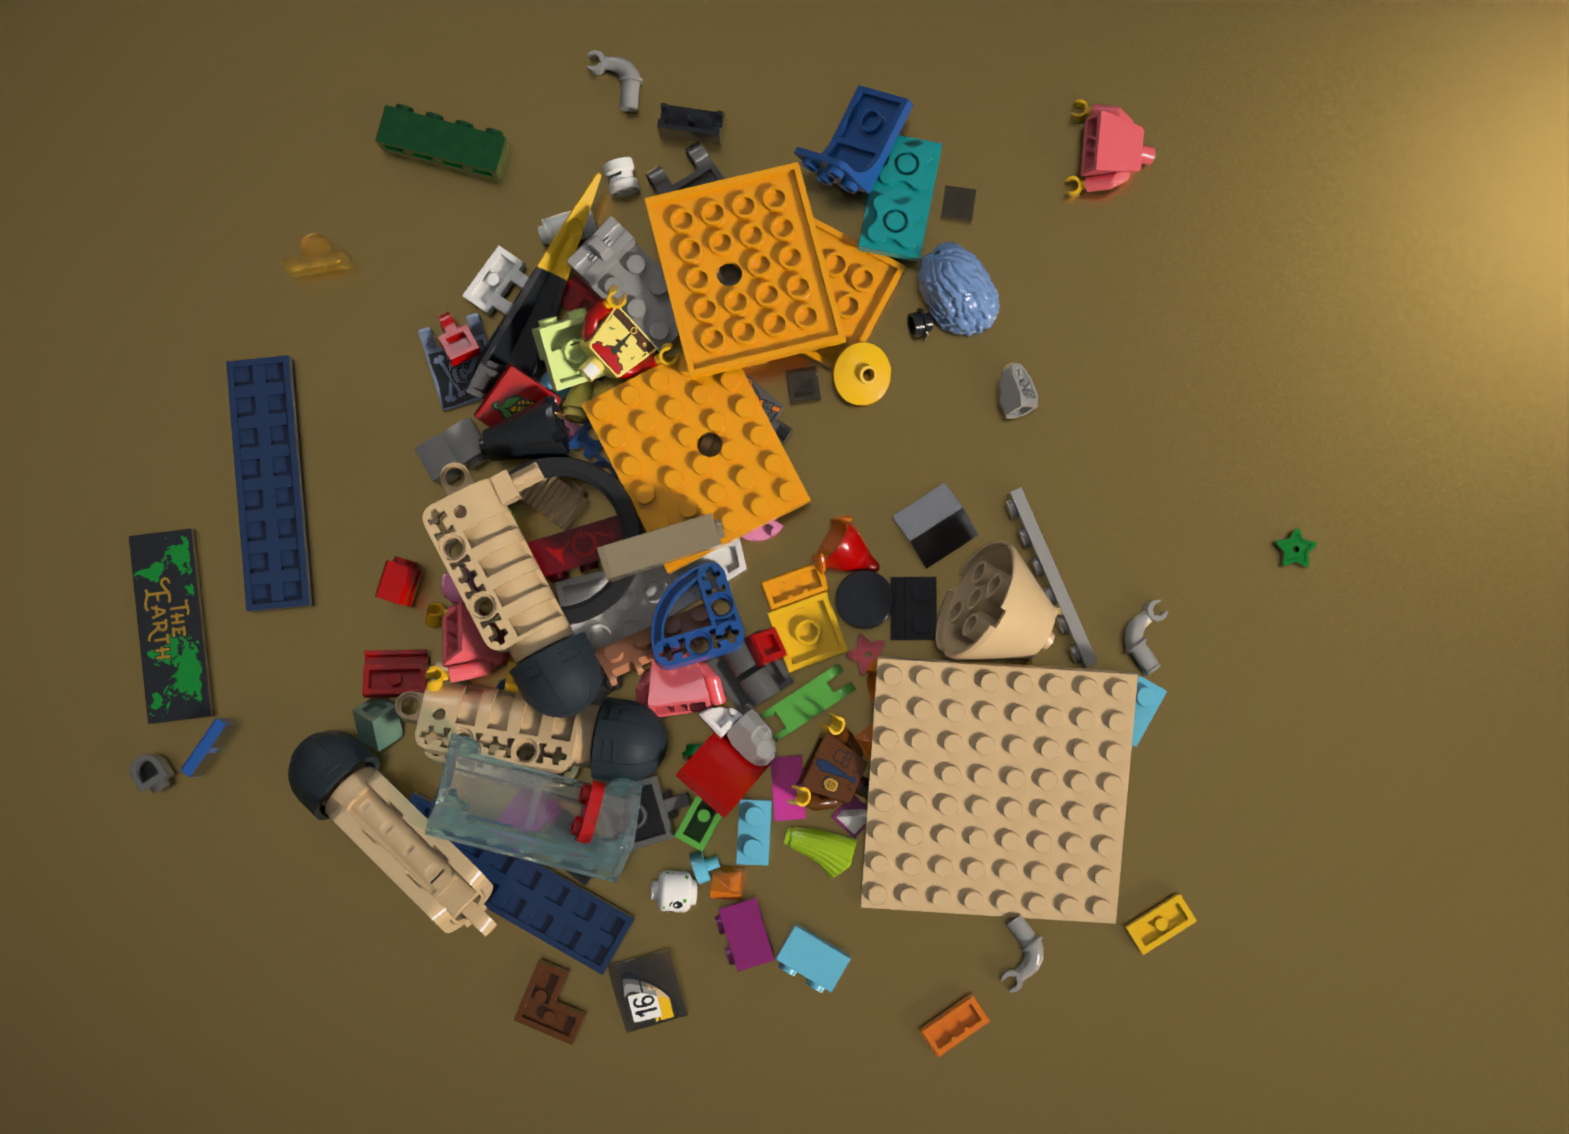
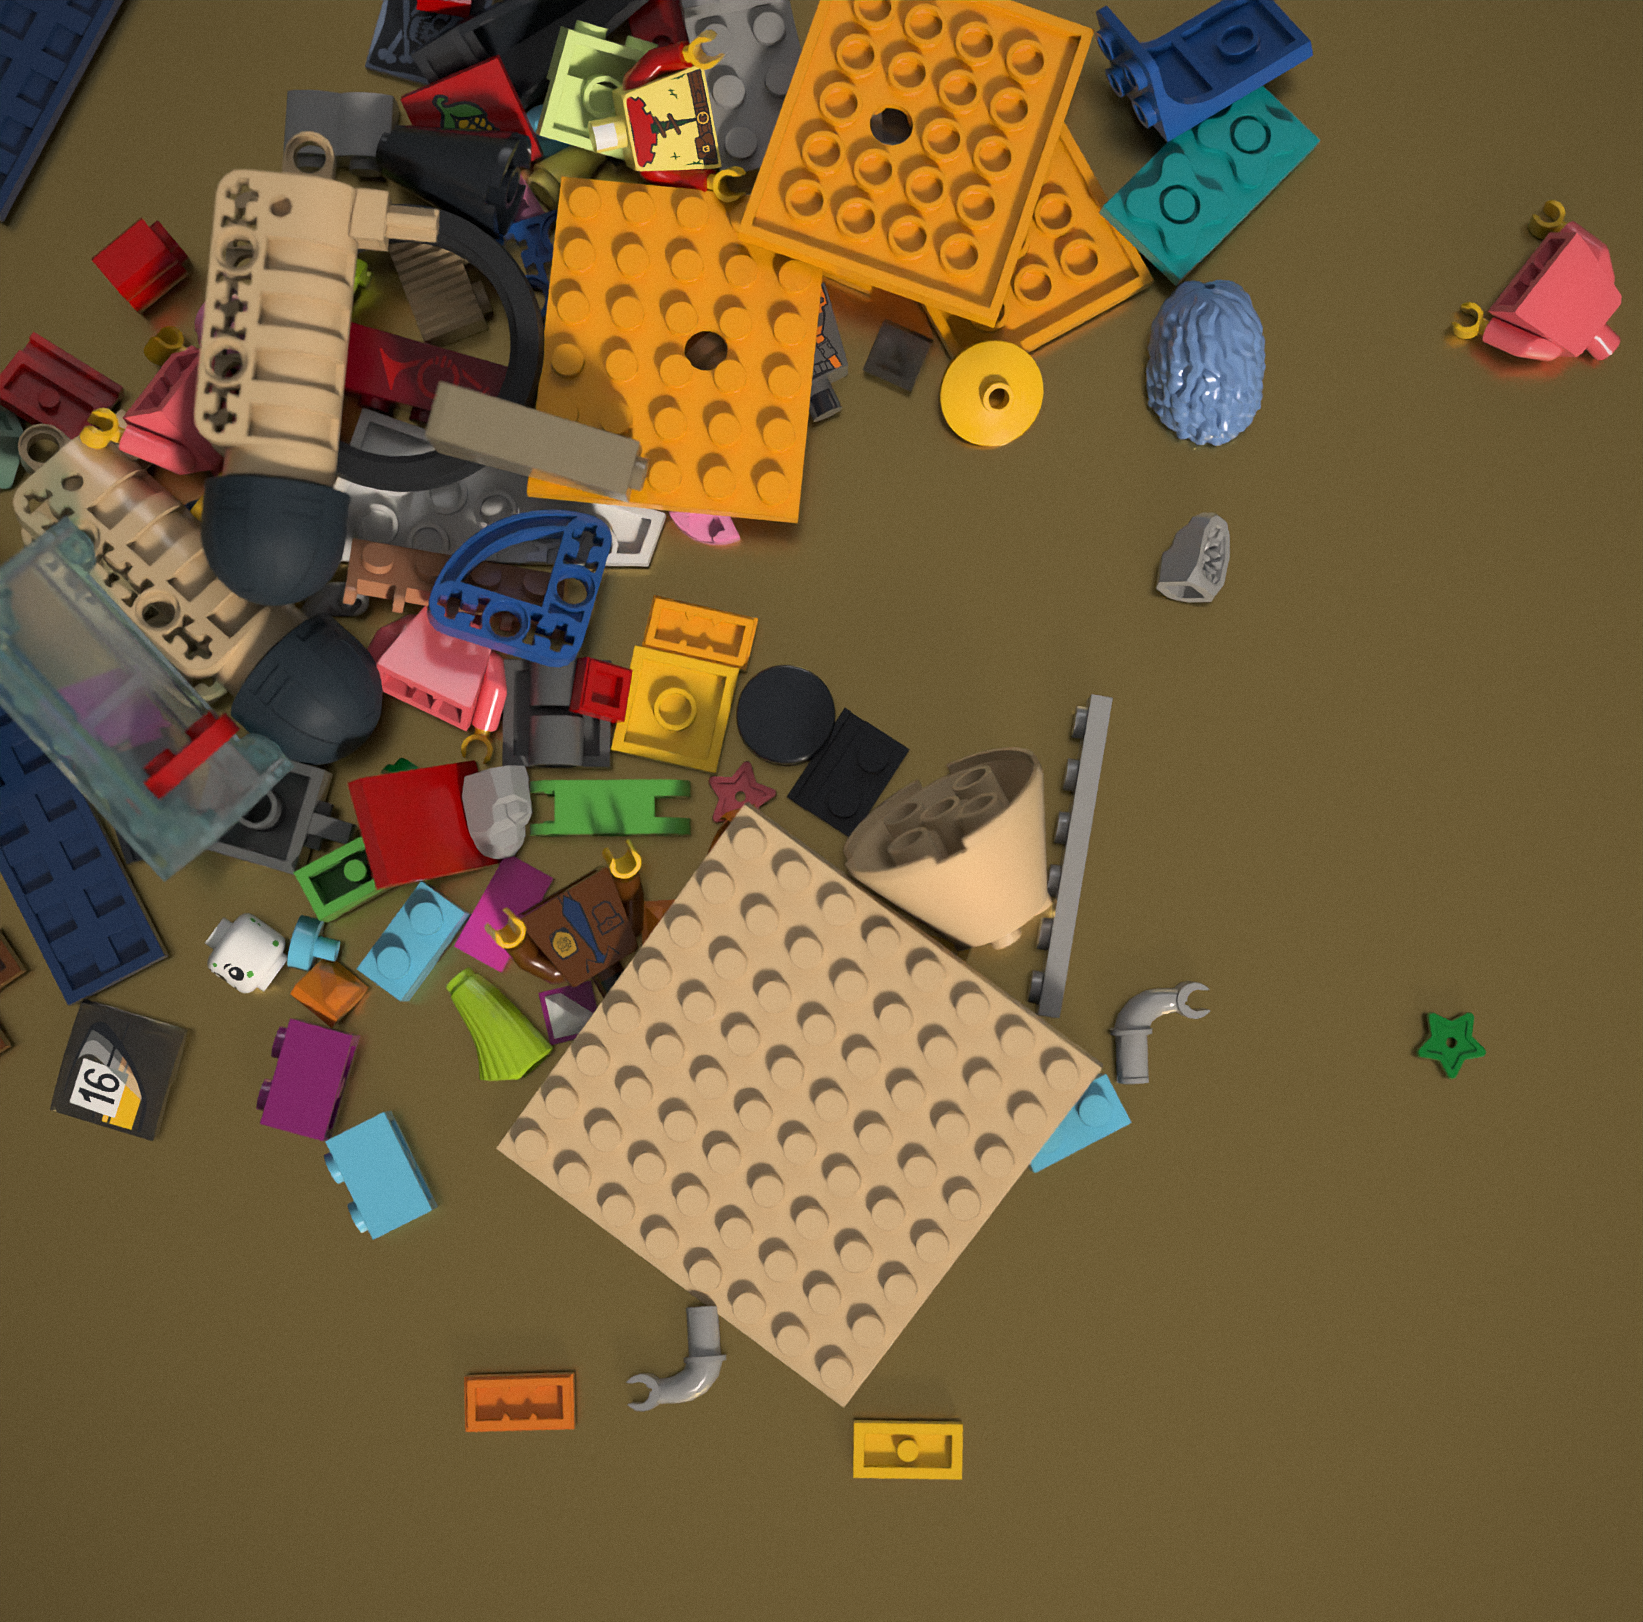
camera: 25 degrees right, 0 degrees up
(720, 719) = (468, 750): white tile -> none
(844, 549) = (804, 625): red hat -> none
(919, 323) = (1120, 375): black plate -> none
(935, 525) = (956, 677): black slope -> none
(958, 203) = (1287, 241): clear smoke tile -> none

